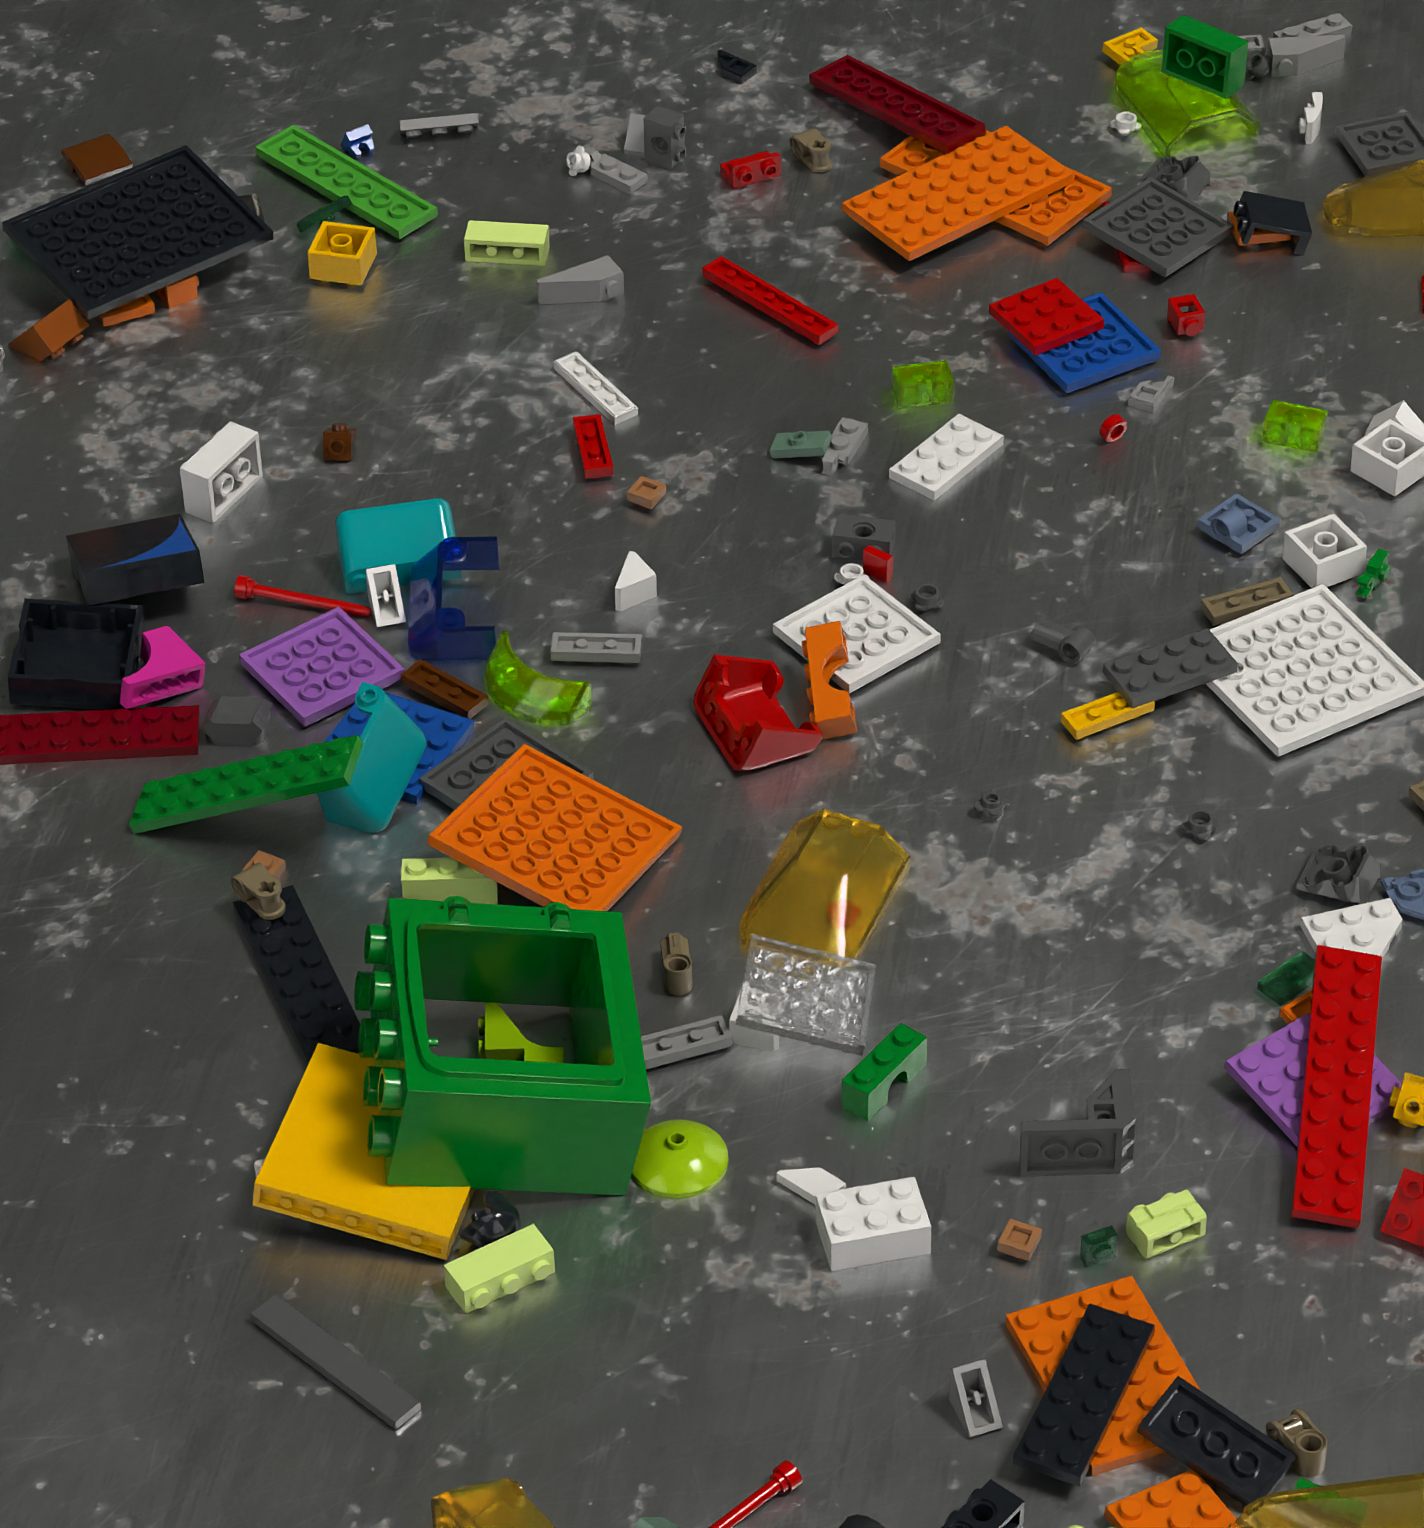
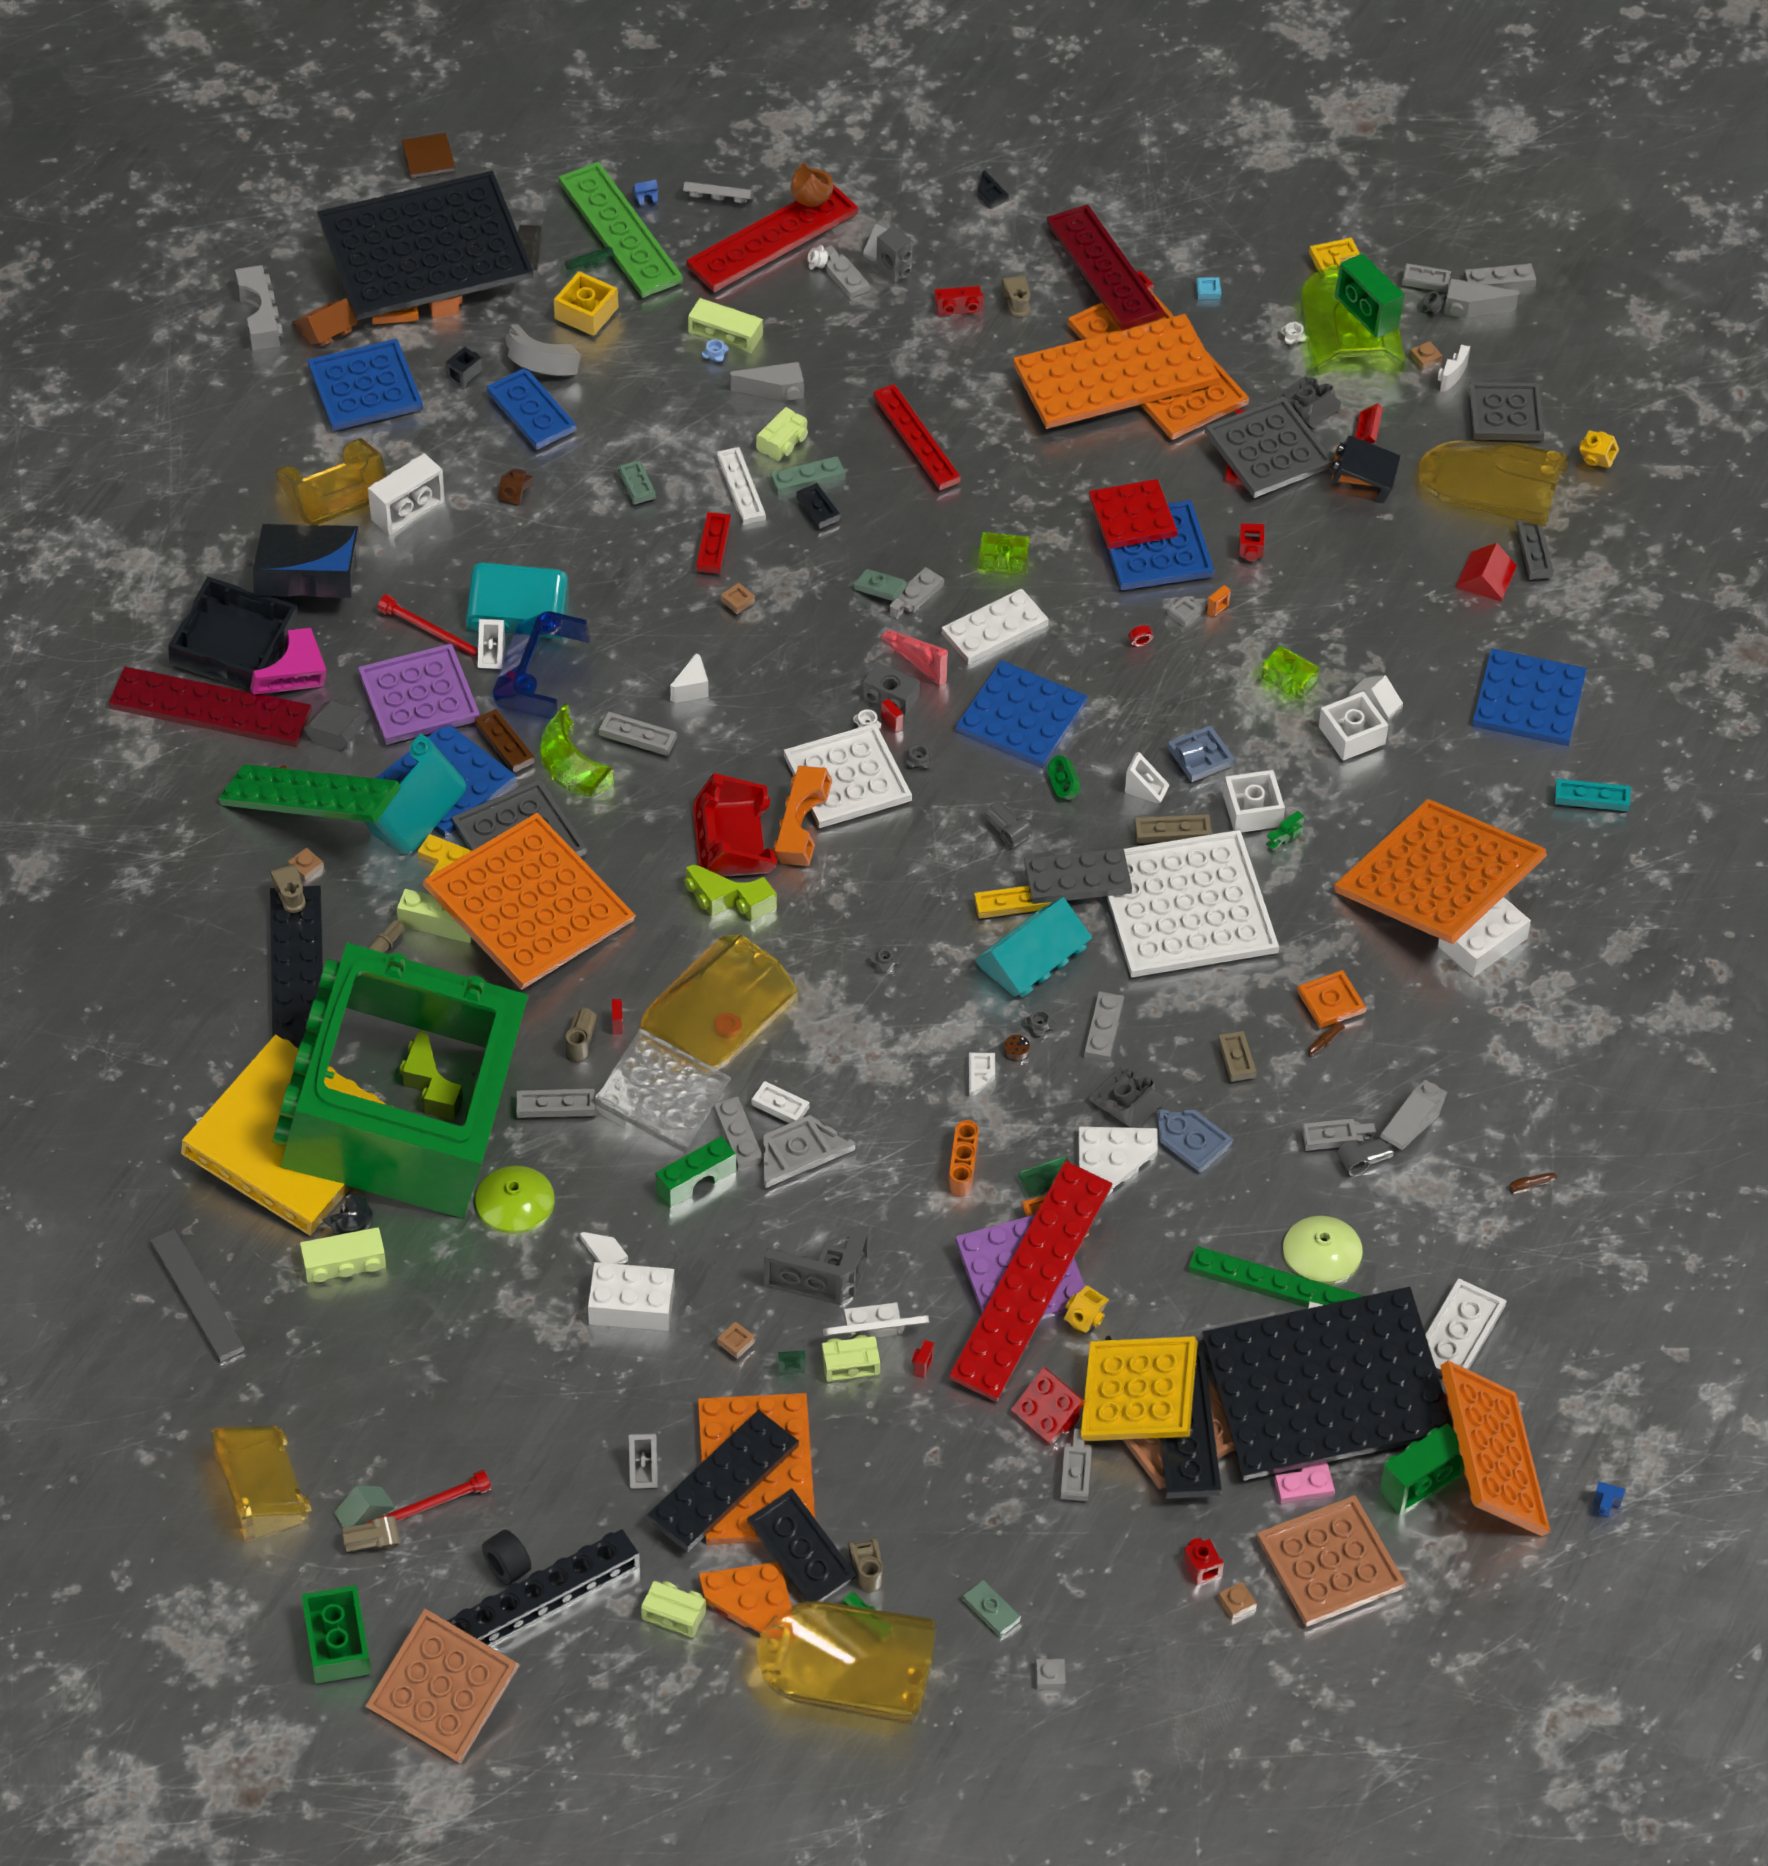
camera: 15 degrees right, 10 degrees up
(121, 383) = (365, 384): none -> blue plate
(136, 489) = (334, 489): none -> clear yellow windscreen
(228, 342) = (463, 367): none -> black brick
(312, 311) = (540, 356): none -> light grey arch
(324, 365) = (531, 408): none -> blue plate
(421, 820) = (440, 852): none -> yellow plate
(477, 408) = (637, 482): none -> sand green plate
(505, 269) = (715, 350): none -> light blue plate
(517, 154) = (768, 239): none -> red plate
(544, 93) = (811, 186): none -> dark orange piece
(620, 328) = (782, 434): none -> yellowish green brick
(665, 362) = (805, 475): none -> sand green plate
(693, 386) = (818, 505): none -> black plate
(711, 935) = (617, 1017): none -> red tile
(770, 781) = (719, 893): none -> lime arch
(886, 498) = (924, 656): none -> coral wing
(896, 1008) = (738, 1132): none -> light grey plate
(946, 978) = (780, 1103): none -> white plate
(992, 1019) = (800, 1148): none -> light grey wing
(1013, 104) = (1208, 288): none -> medium azure tile
(1019, 532) = (1021, 714): none -> blue plate
(1102, 581) = (1063, 777): none -> green plate
(1158, 890) = (980, 1071): none -> white tile
(1159, 749) = (1035, 948): none -> teal windscreen
(1176, 1176) = (874, 1321): none -> white plate
(1180, 378) = (1218, 601): none -> orange tile
(1186, 856) = (1016, 1047): none -> reddish brown tile
(1188, 981) = (964, 1146): none -> orange beam
(1191, 562) = (1144, 780): none -> white slope
(1250, 180) = (1369, 423): none -> red plate
(1251, 1201) = (923, 1358): none -> red plate
(1274, 115) = (1426, 355): none -> medium nougat plate
(1274, 813) = (1104, 1027): none -> light grey plate

